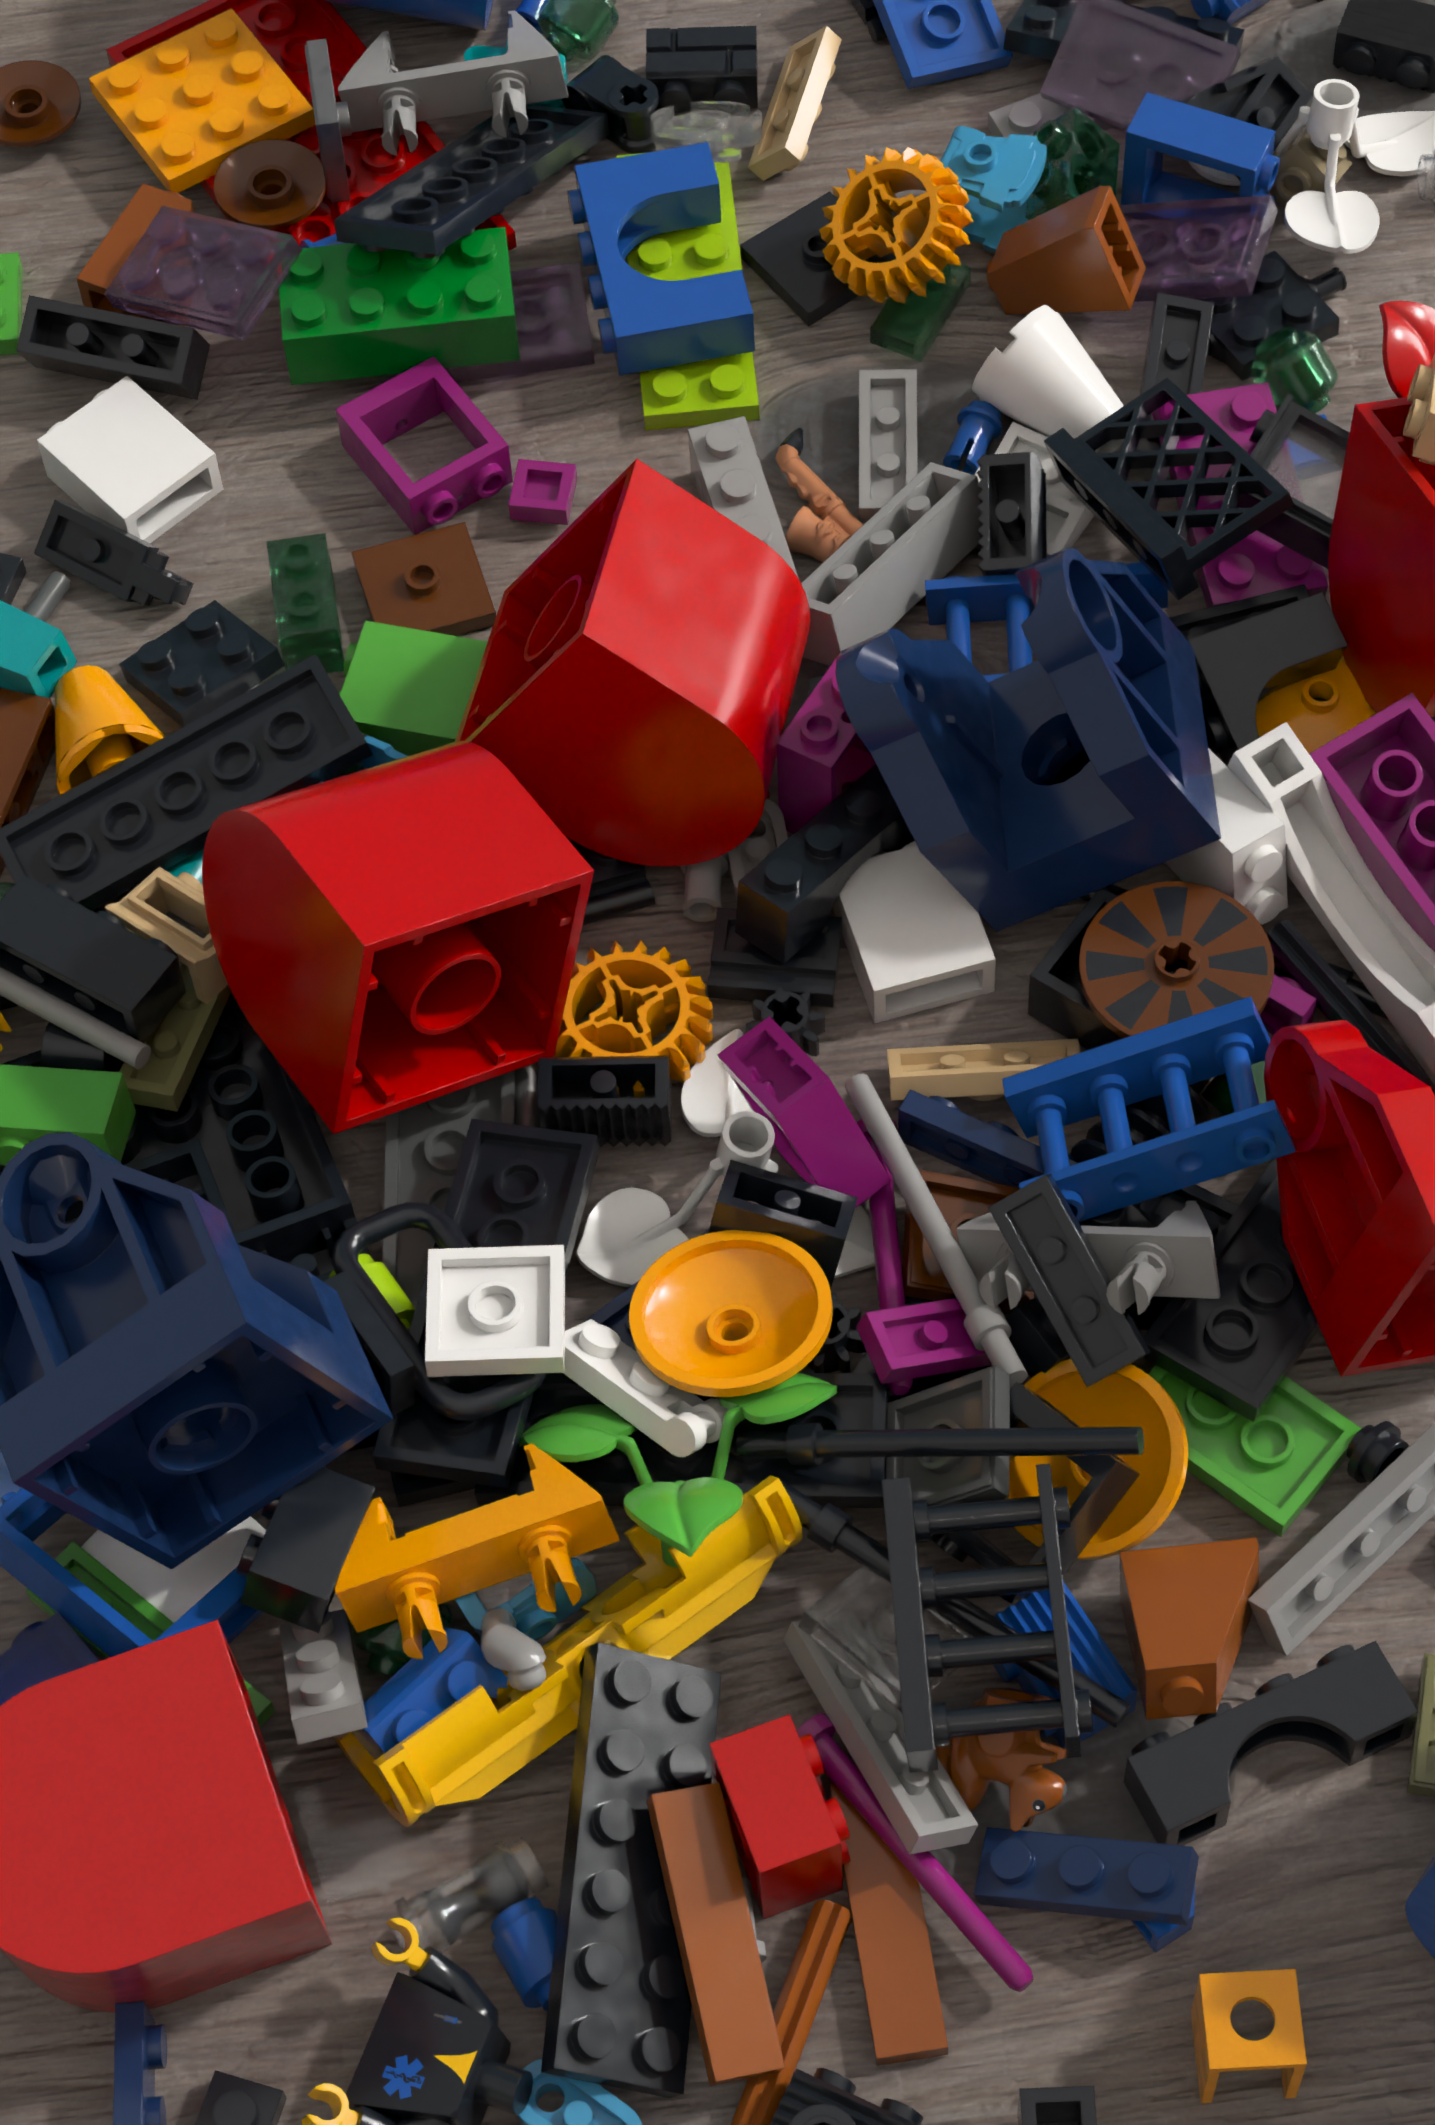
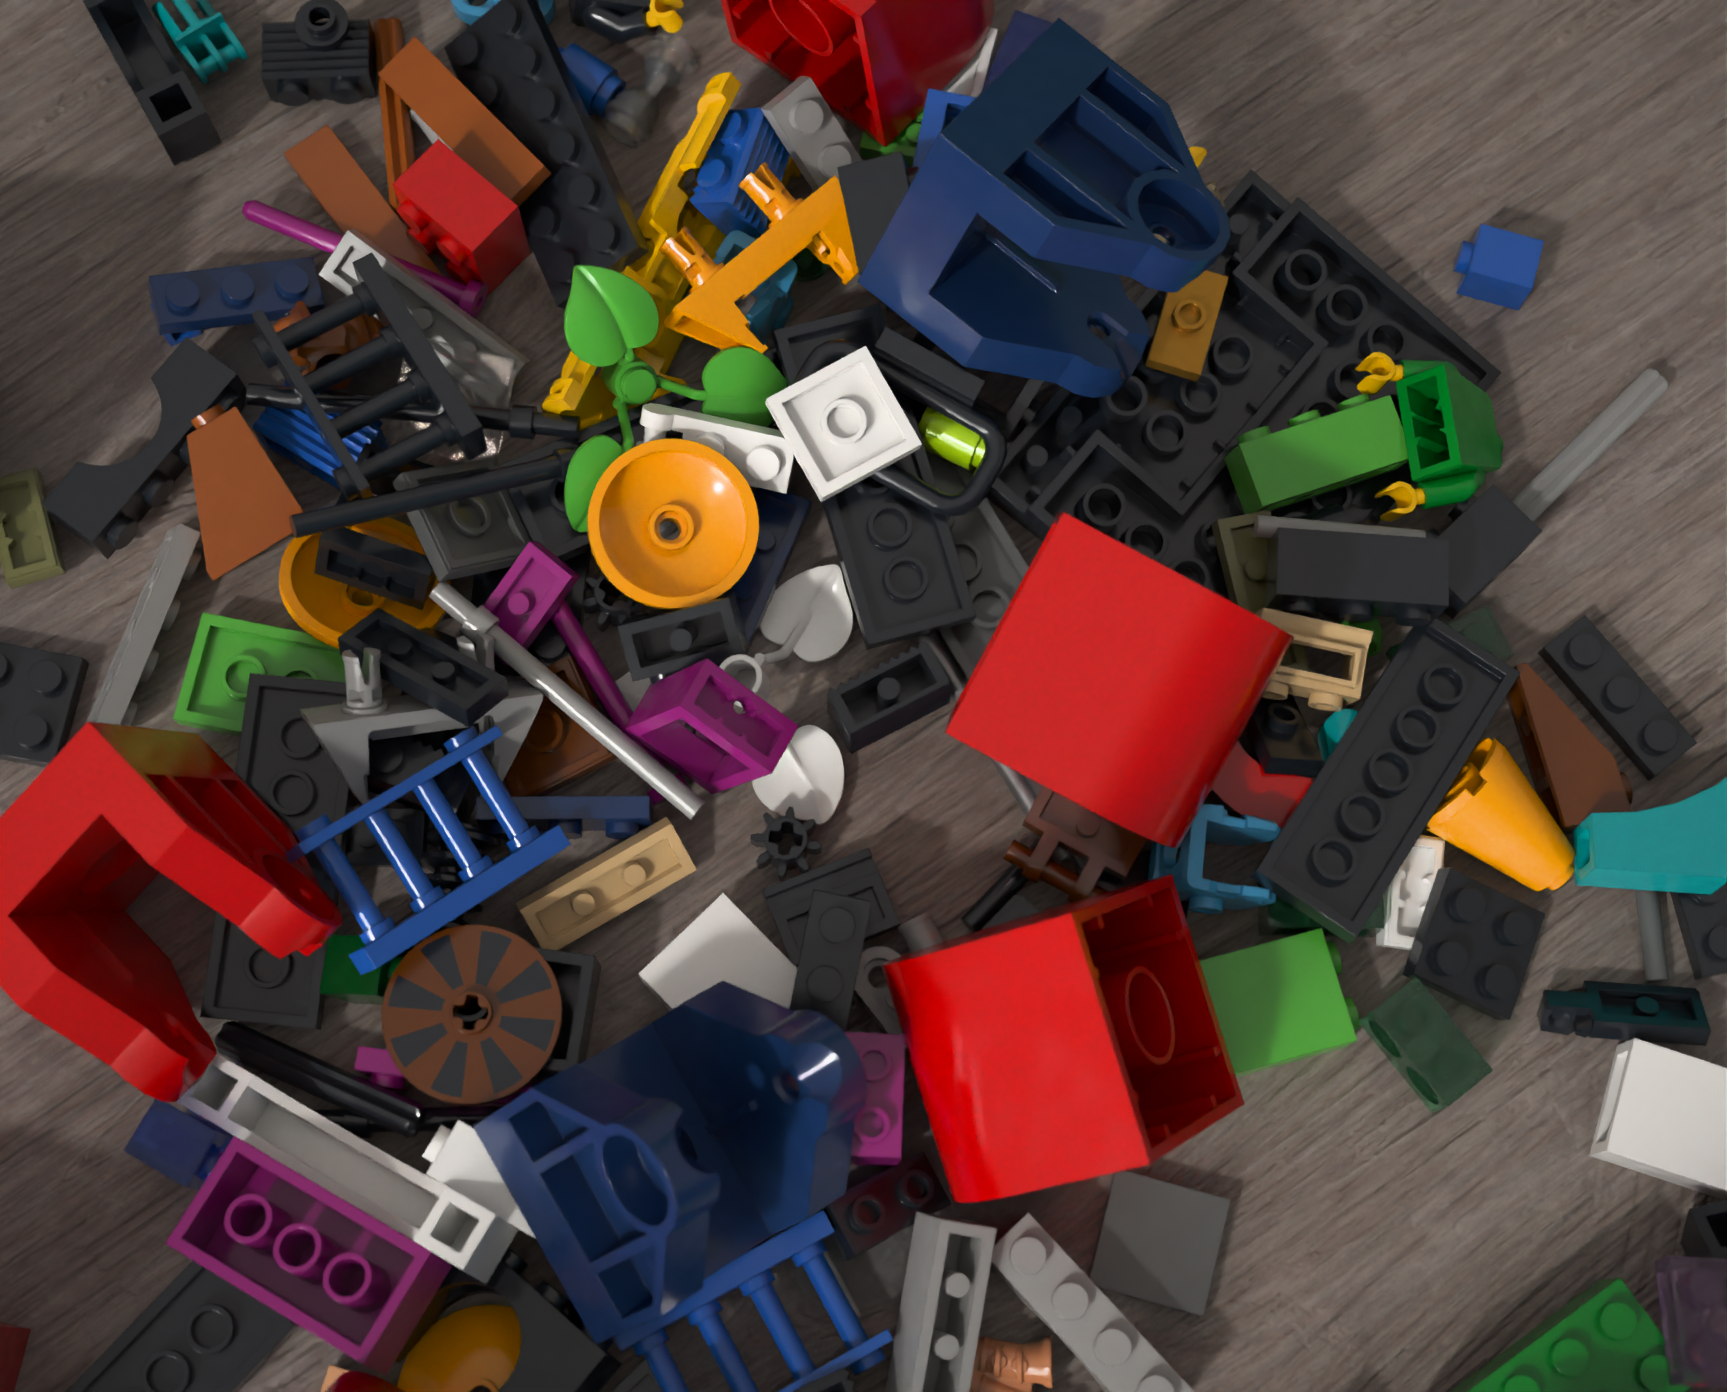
camera: 145 degrees right, 15 degrees up
(403, 405) = (1491, 1302): magenta window -> none
(426, 582) = (1342, 1132): reddish brown plate -> none
(512, 1650) = (696, 206): light grey arm -> none
(542, 491) = (1300, 1286): magenta plate -> none
(643, 992) = (934, 801): light orange gear -> none
(1223, 2050) = (90, 223): light orange piece -> none
(1374, 1451) = (155, 705): black plate -> none

